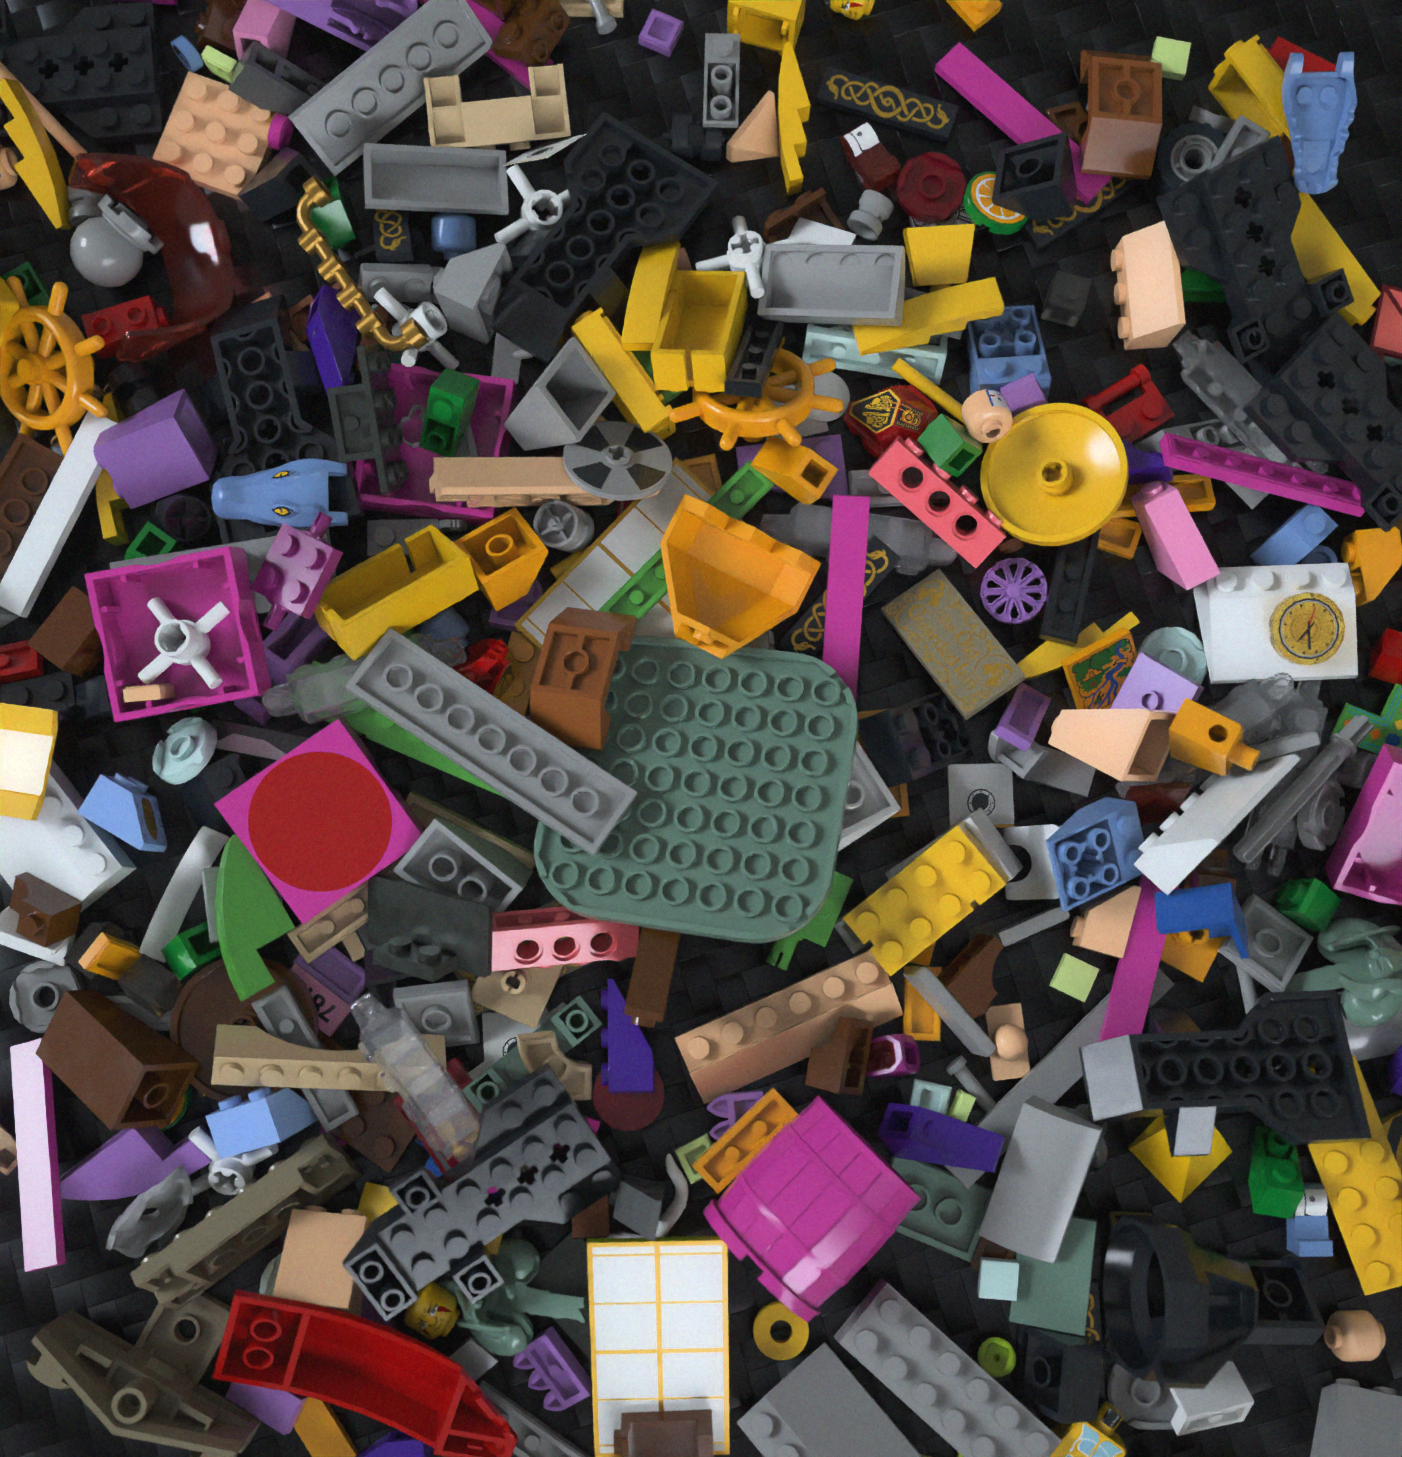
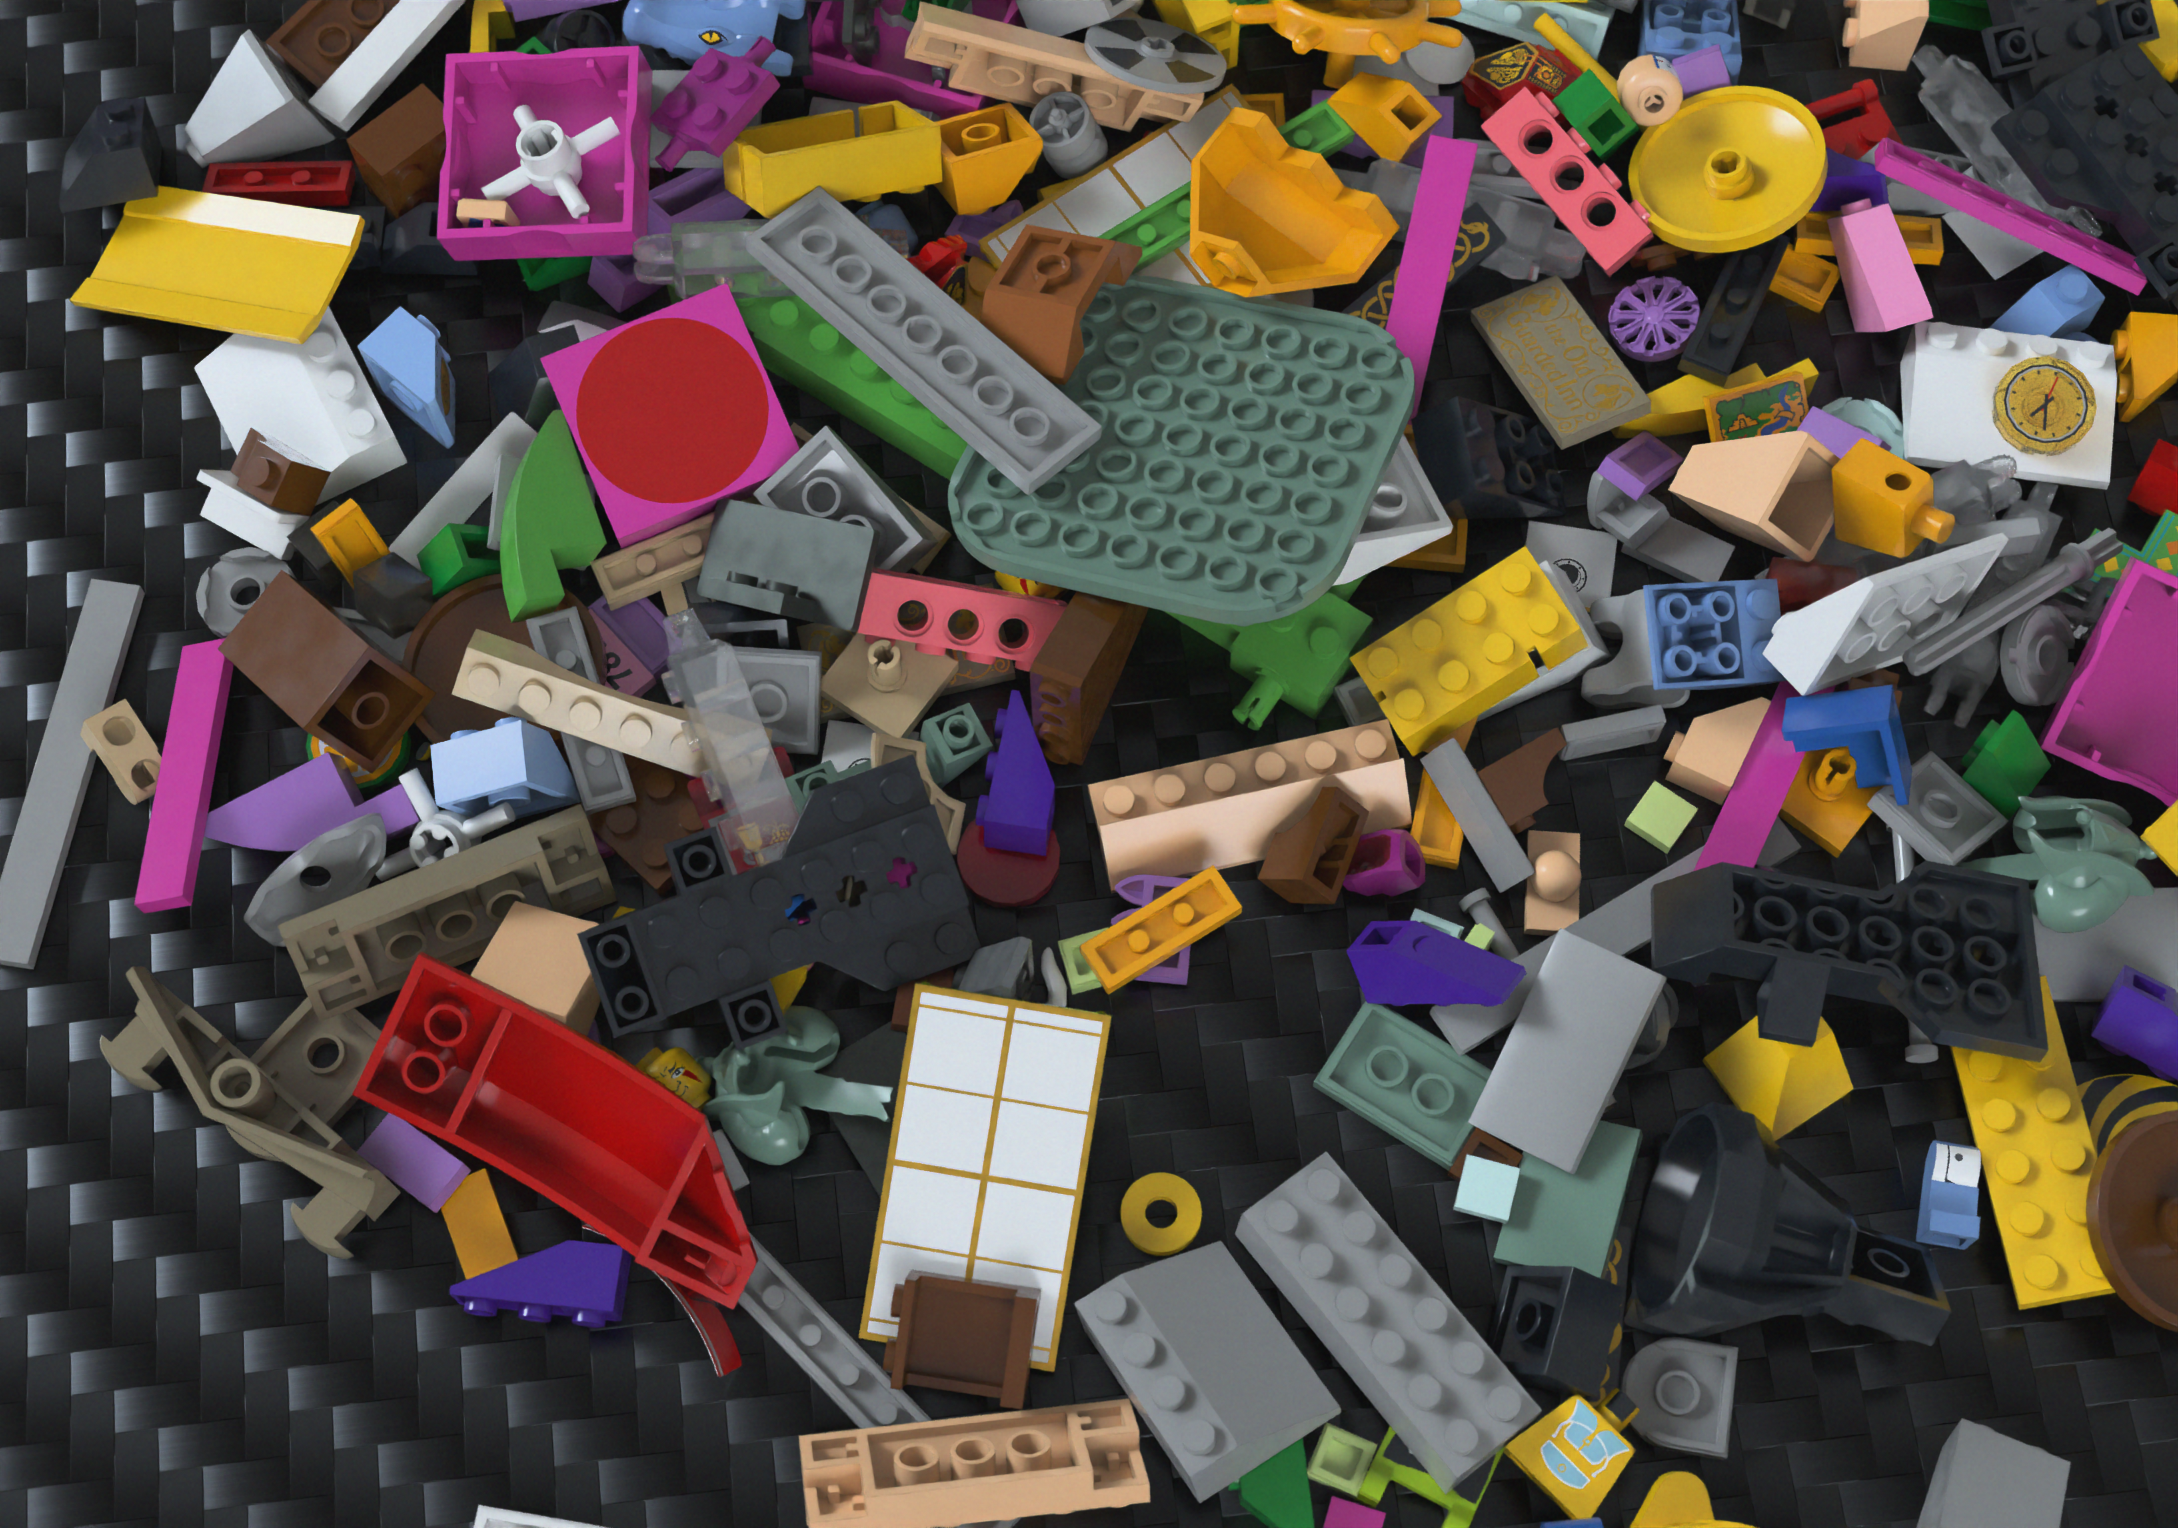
camera: 10 degrees right, 15 degrees down
(185, 750) = (512, 319): light aqua tile -> none
(554, 1370) = (828, 1200): medium lavender plate -> none
(811, 1208) = (1242, 1008): dark pink piece -> none
(997, 1357) = (1473, 1300): lime tile -> none
(1218, 1404) = (1769, 1417): white panel -> none
(1274, 1175) = (1910, 1122): green slope -> none
(1355, 1335) = (1998, 1367): light nougat head -> none

